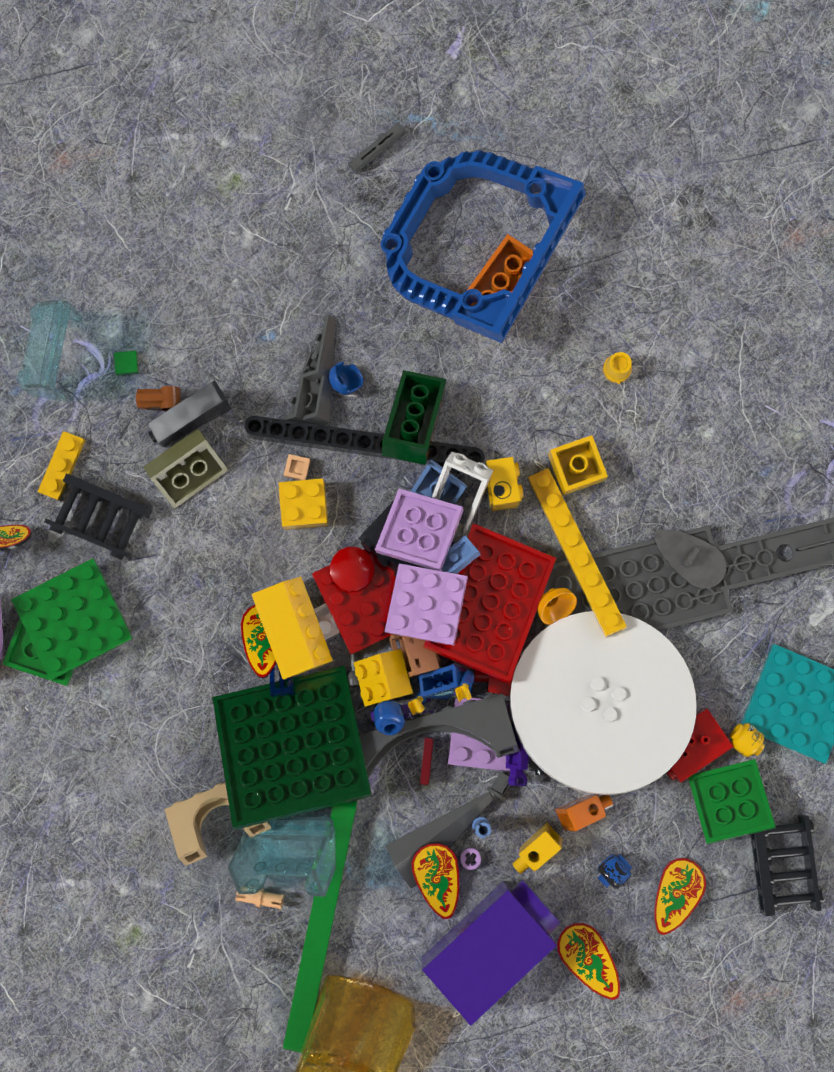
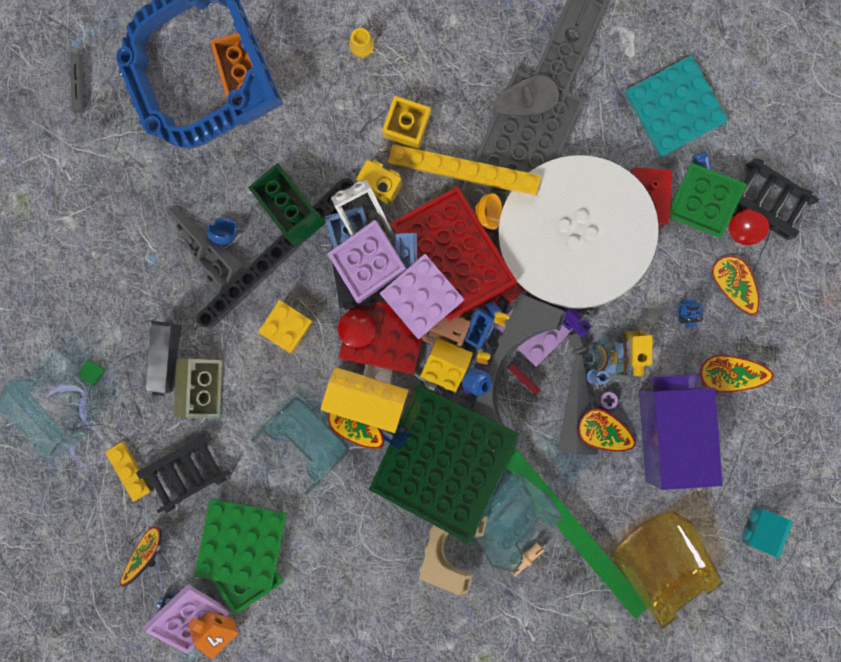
camera: 55 degrees left, 5 degrees up
(162, 398) = (134, 369): dark orange piece -> none
(220, 603) = (309, 435): none -> clear light blue windscreen
(297, 467) = (257, 312): light nougat plate -> none
(511, 827) = (610, 357): none -> torso
(576, 814) = (637, 303): orange torso -> none
(740, 863) = (748, 227): none -> red dish
(747, 740) = (674, 158): yellow head -> none
(767, 769) = (702, 159): none -> blue cone

